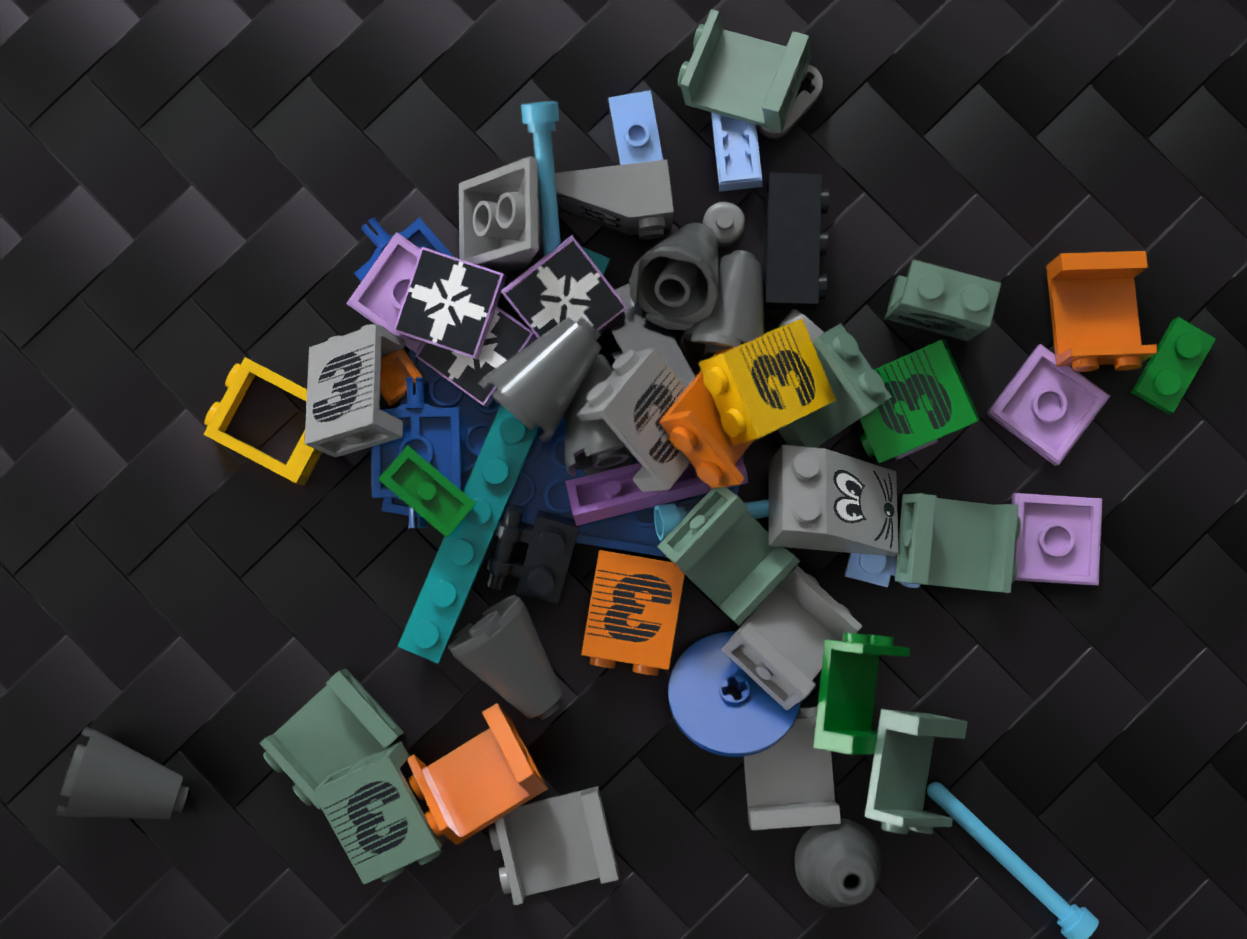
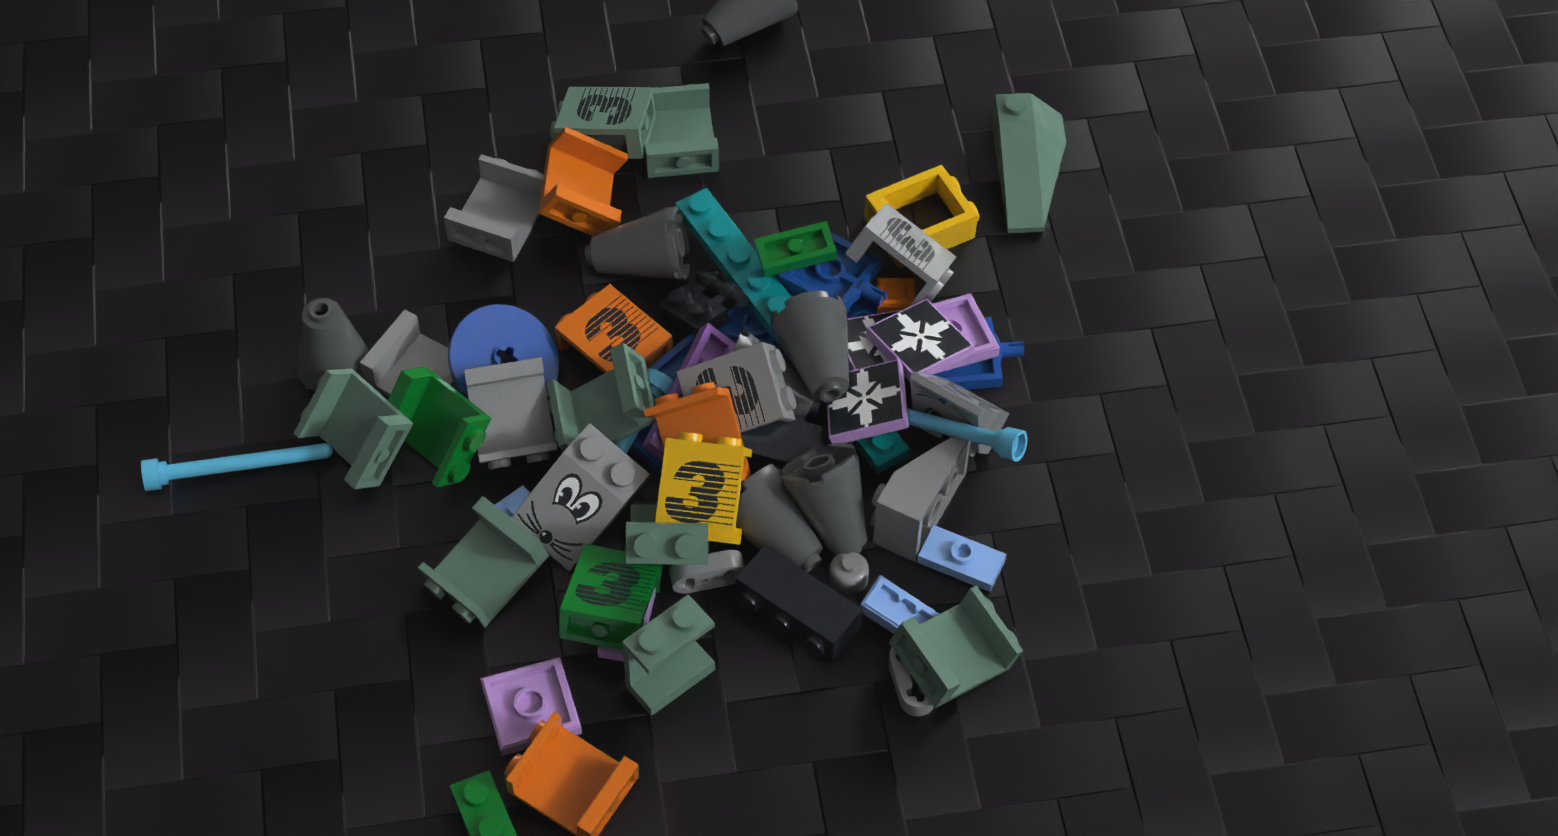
camera: 120 degrees right, 30 degrees down
(115, 372) = (1029, 156): none -> sand green wedge
(1058, 539) = (428, 643): lavender tile -> none

